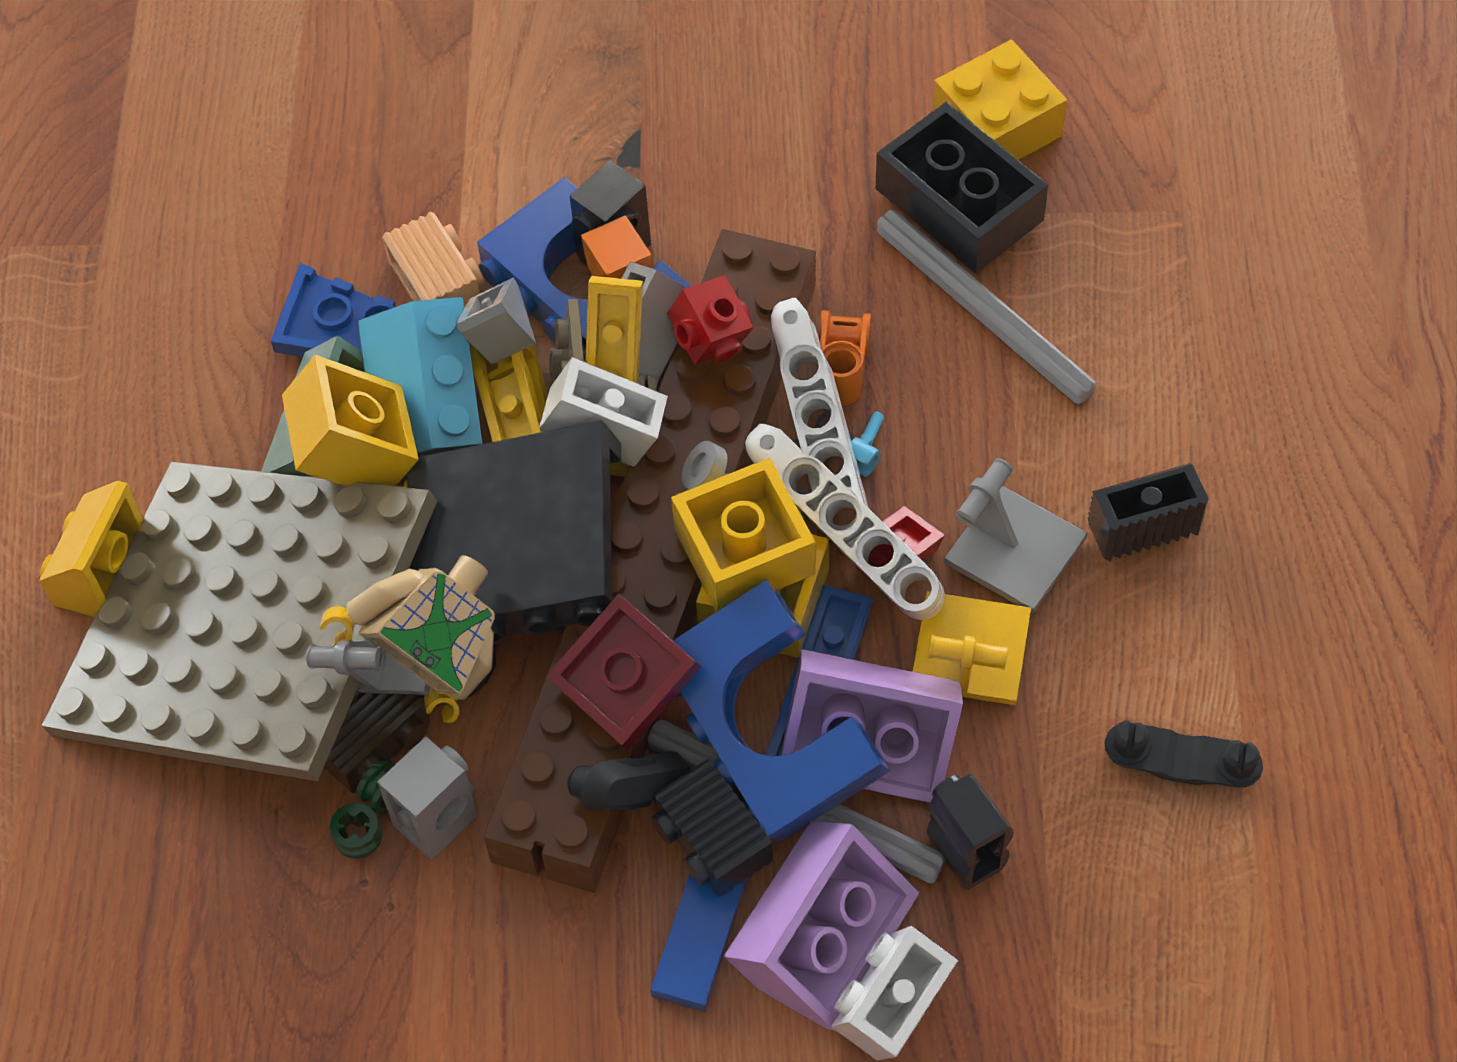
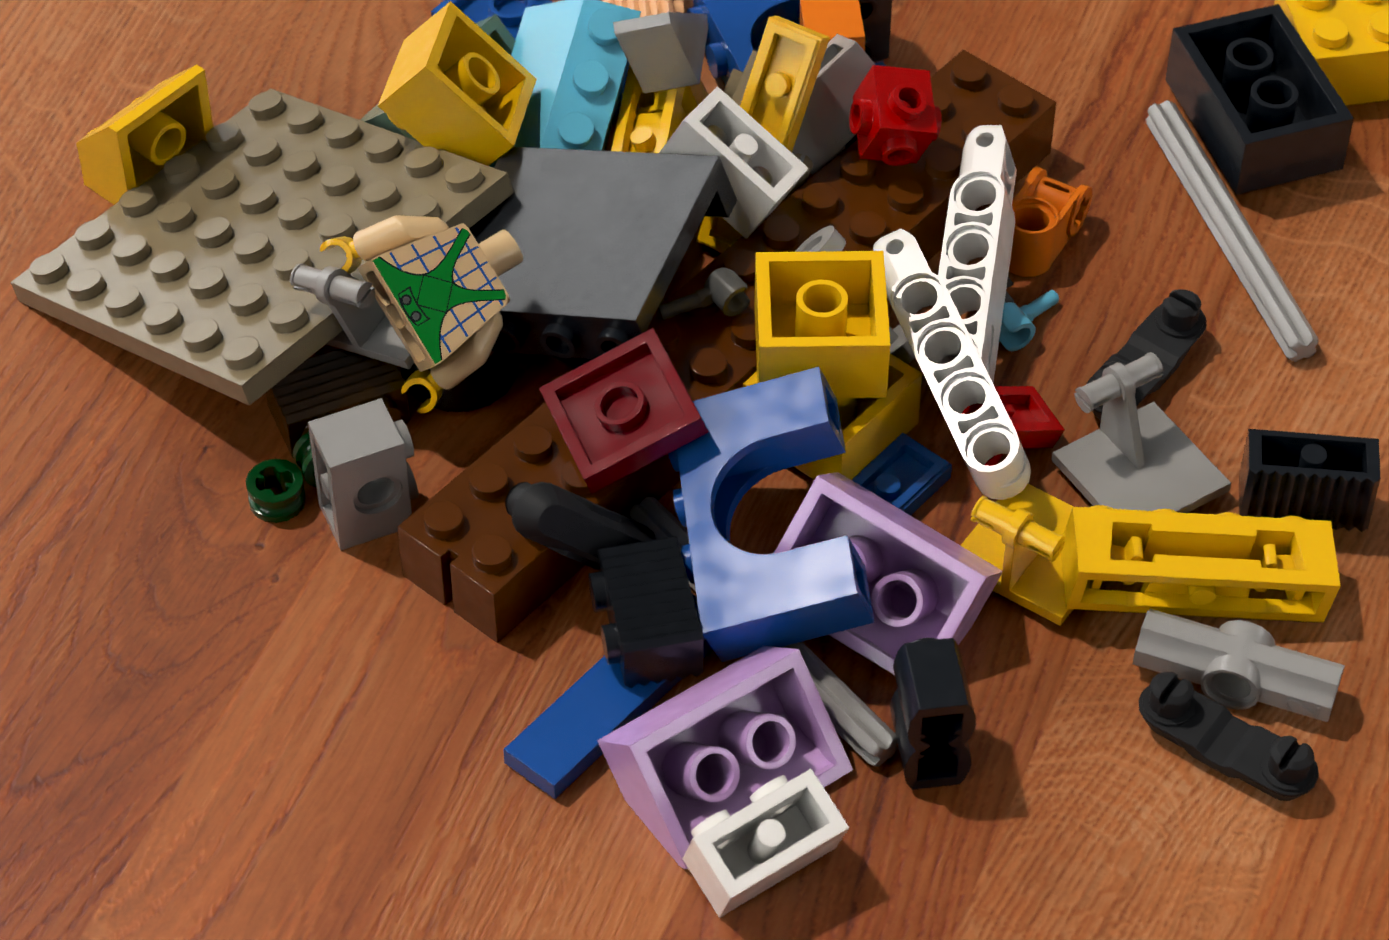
camera: 20 degrees right, 10 degrees down
(644, 526) = (721, 287): none -> dark grey hand
(976, 440) = (1166, 333): none -> black piece
(1164, 689) = (1238, 664): none -> light grey piece
(1170, 601) = (1199, 563): none -> yellow brick

